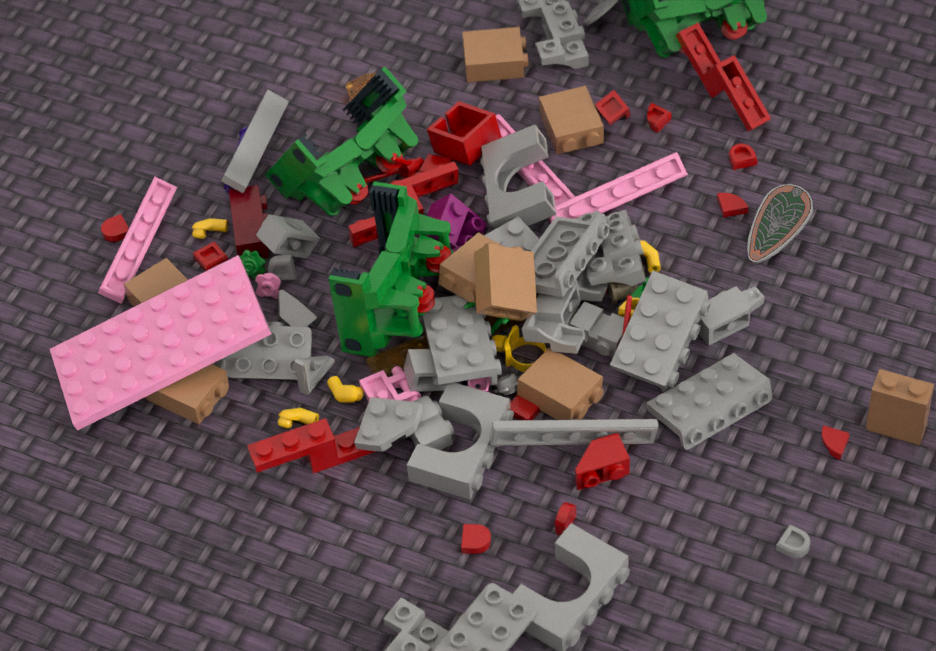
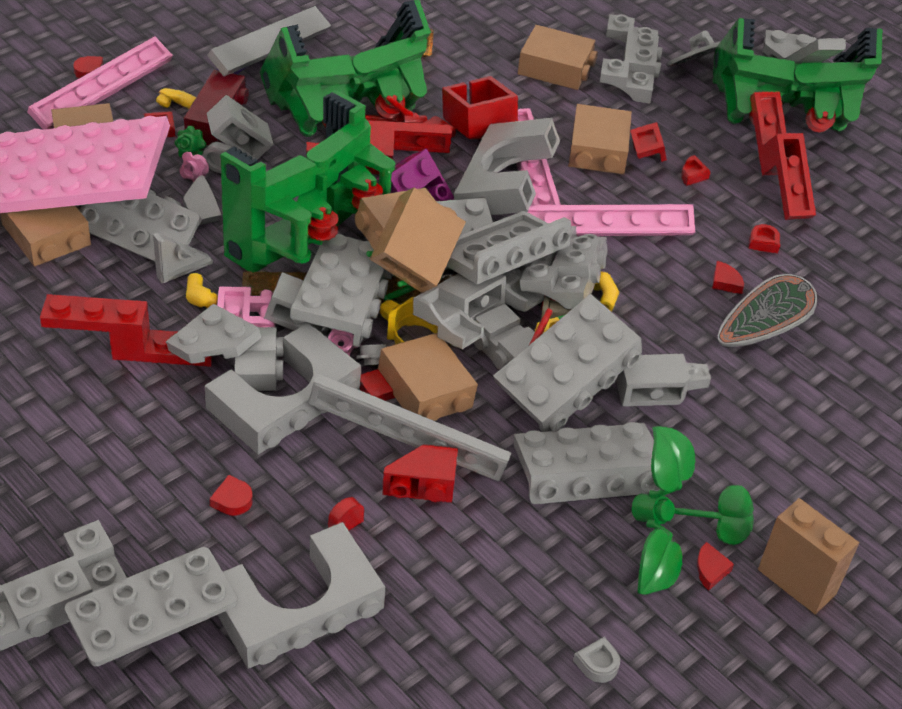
camera: 15 degrees right, 5 degrees down
(296, 414) = (125, 292): yellow arm -> none
(783, 381) = (670, 465): none -> green plant

